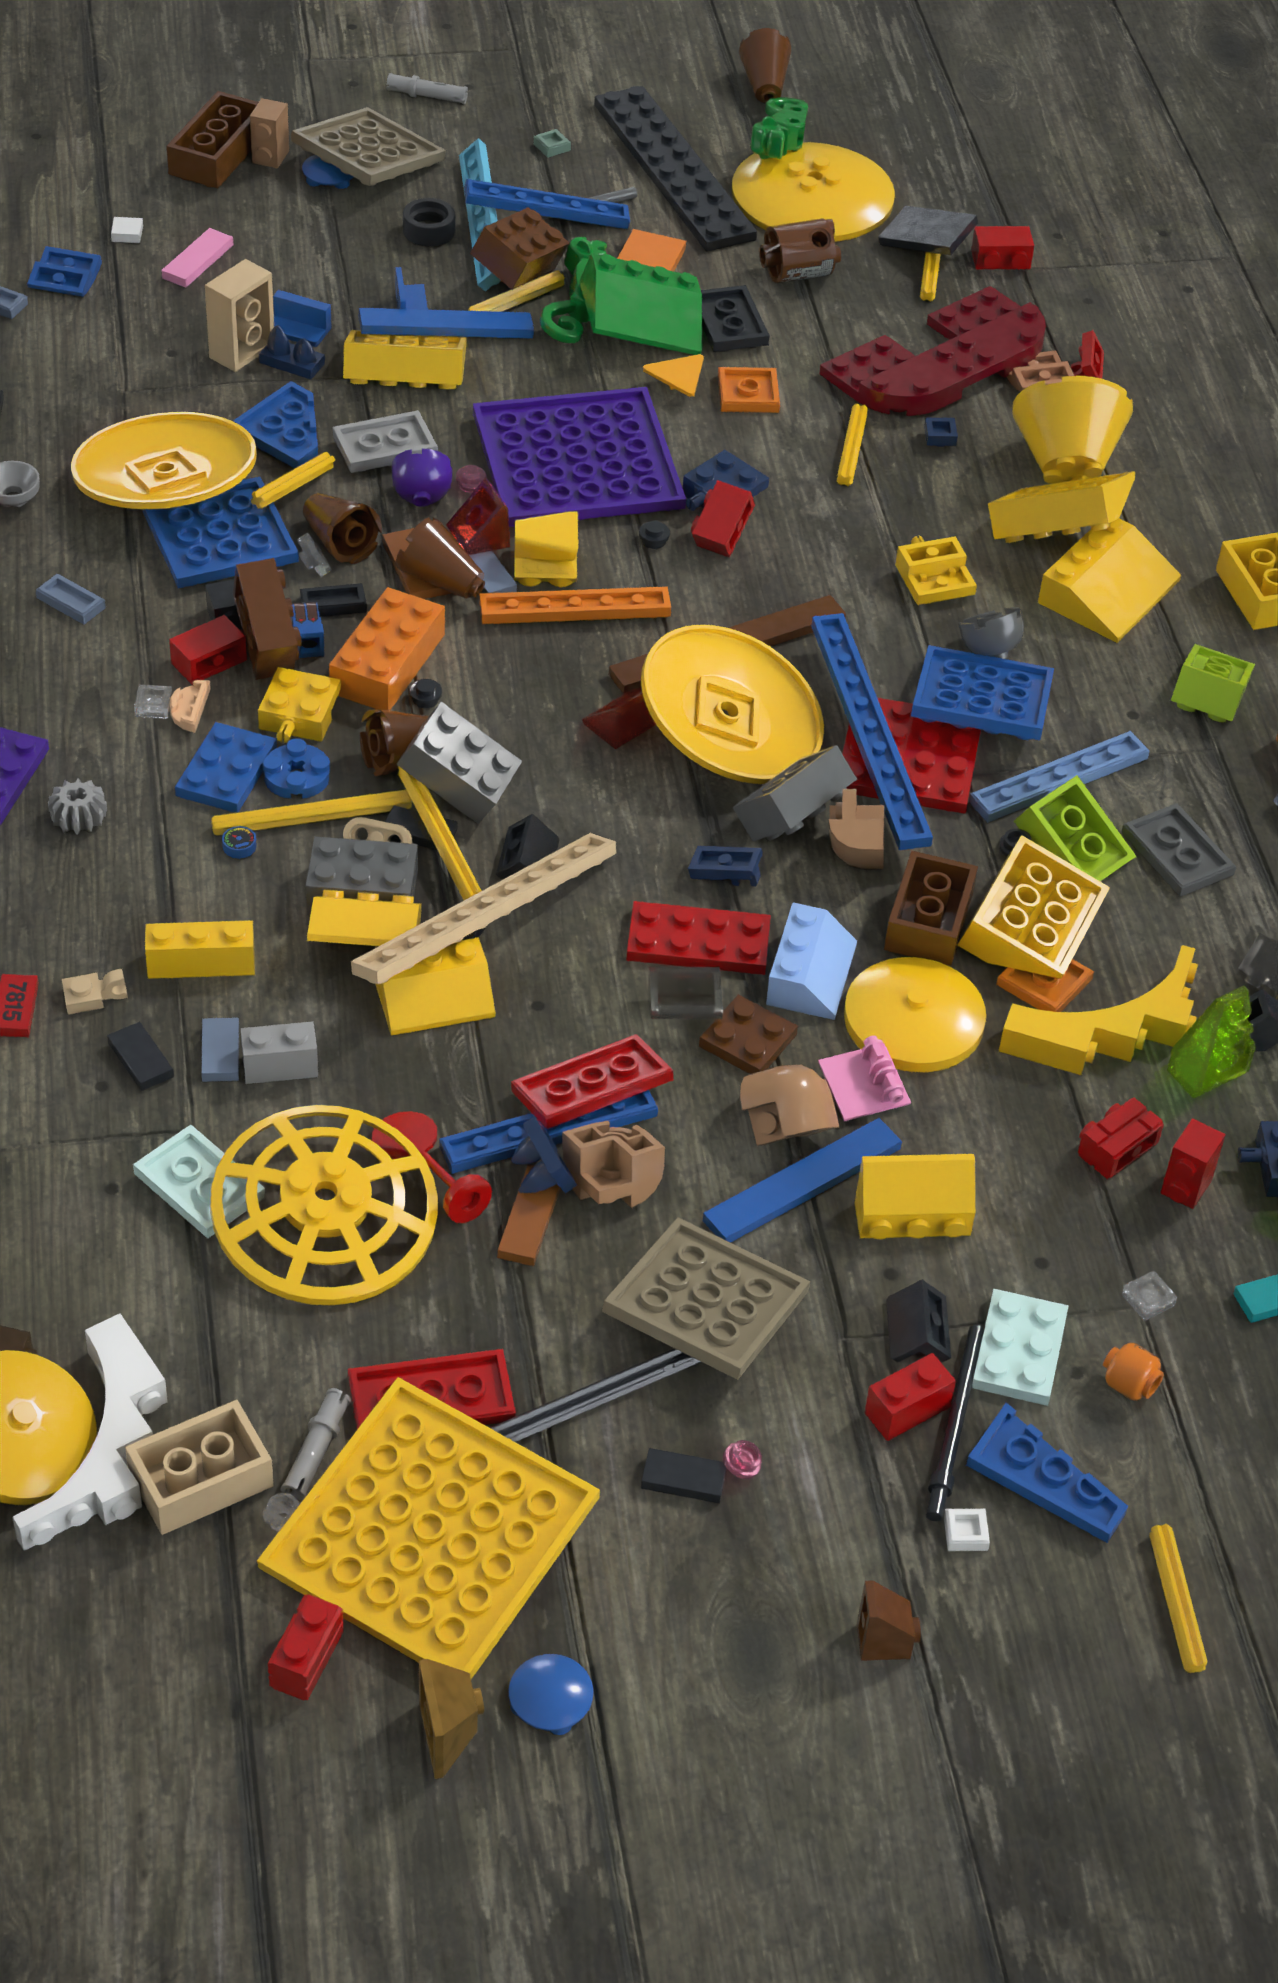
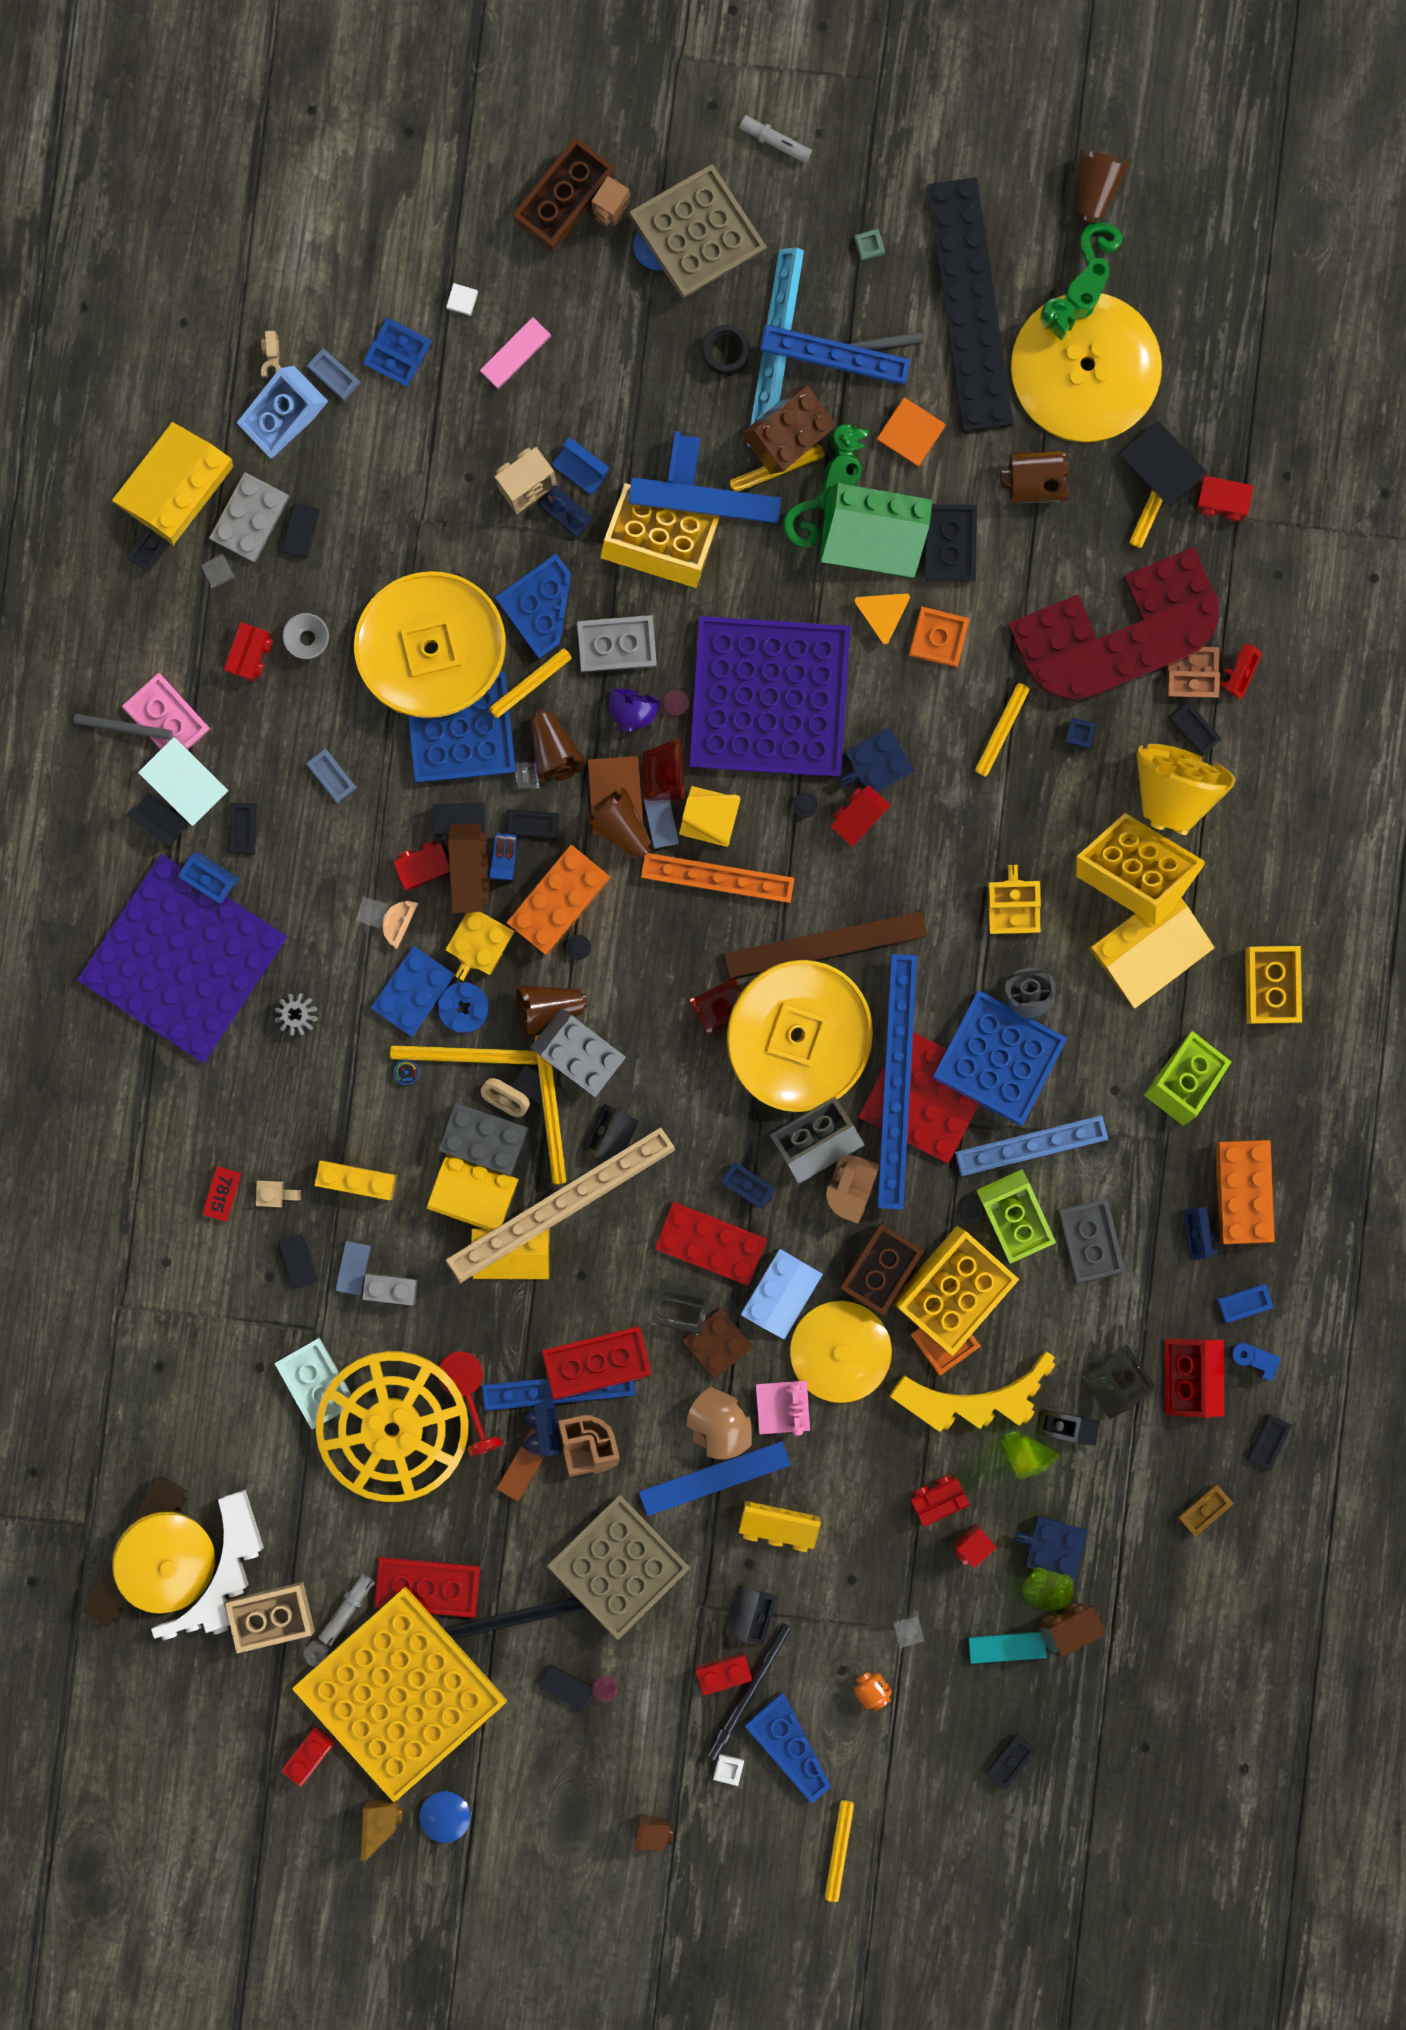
camera: 20 degrees right, 40 degrees up
(1020, 1347) = (811, 1645): light aqua plate -> none

